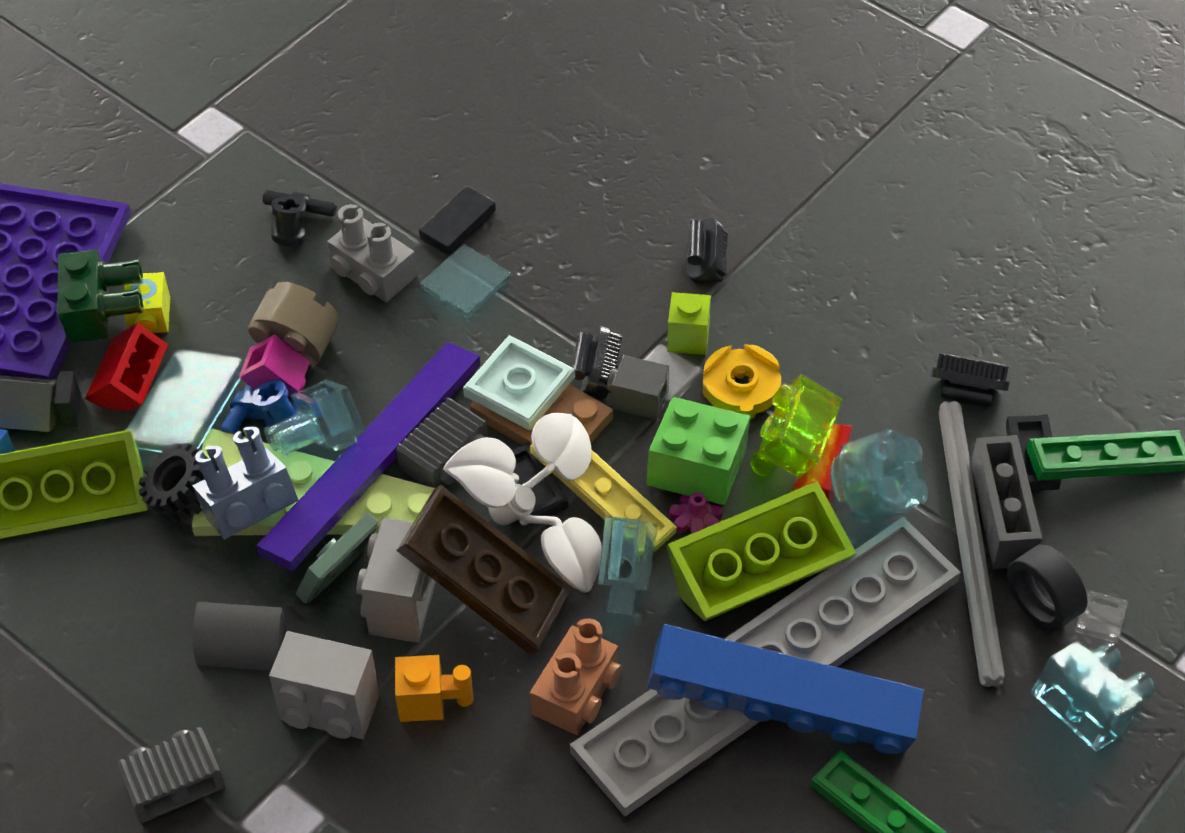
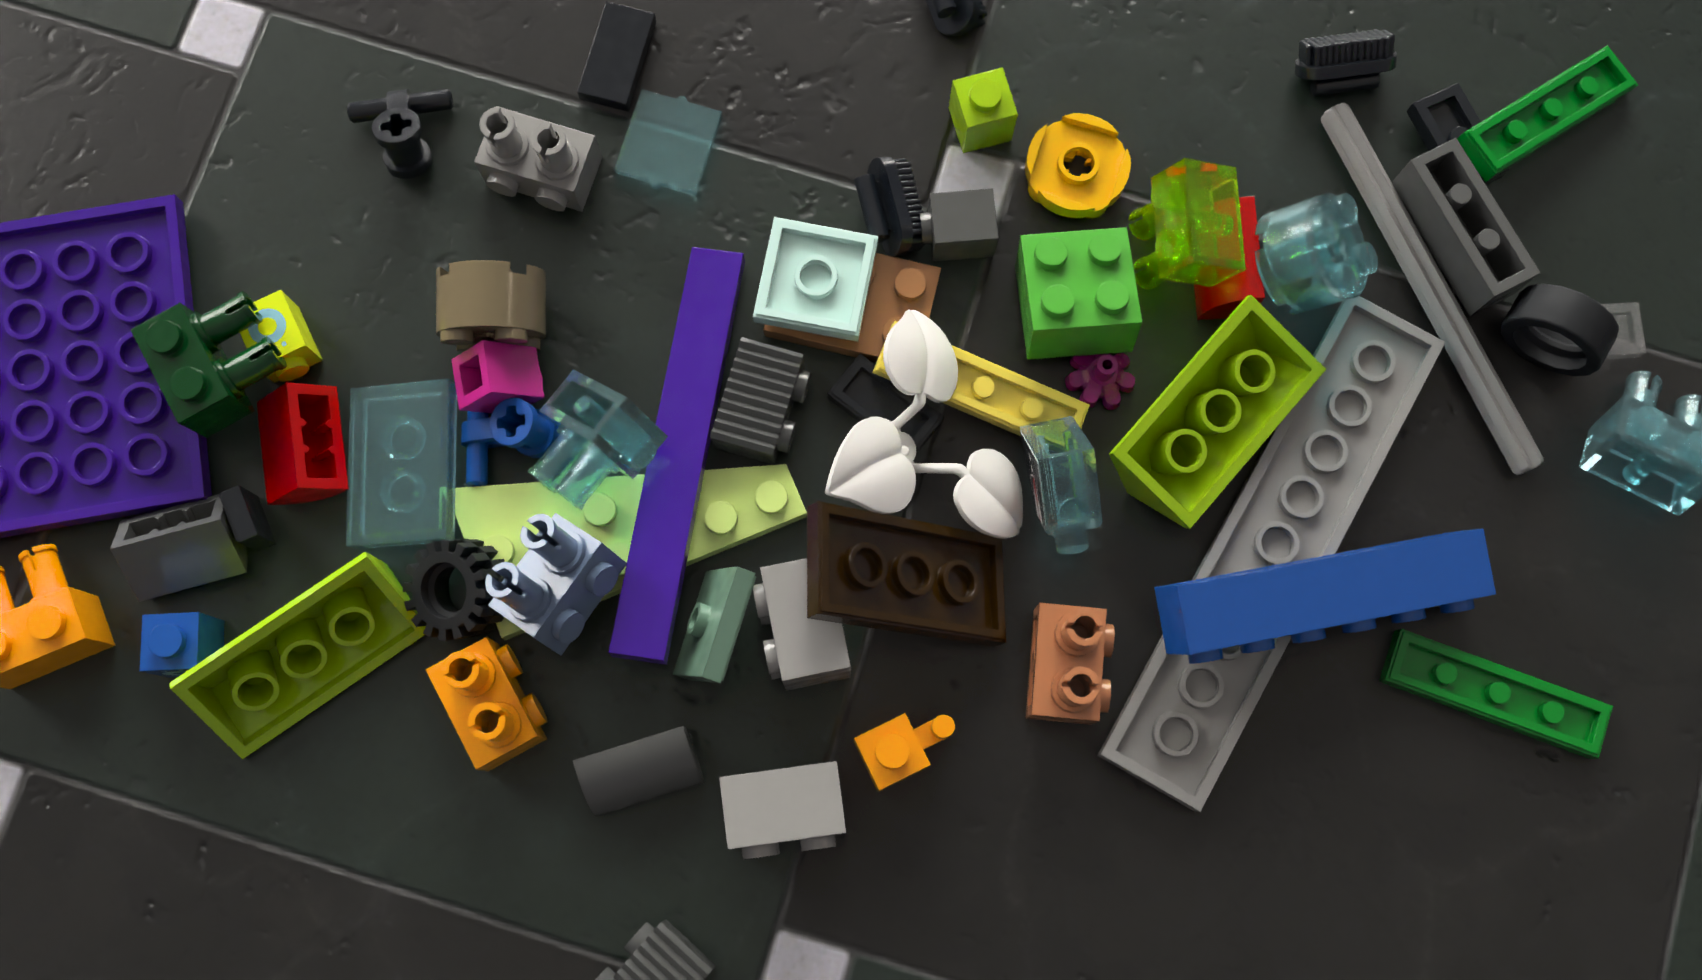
camera: 25 degrees left, 25 degrees up
(161, 557) = (488, 703): none -> light orange brick

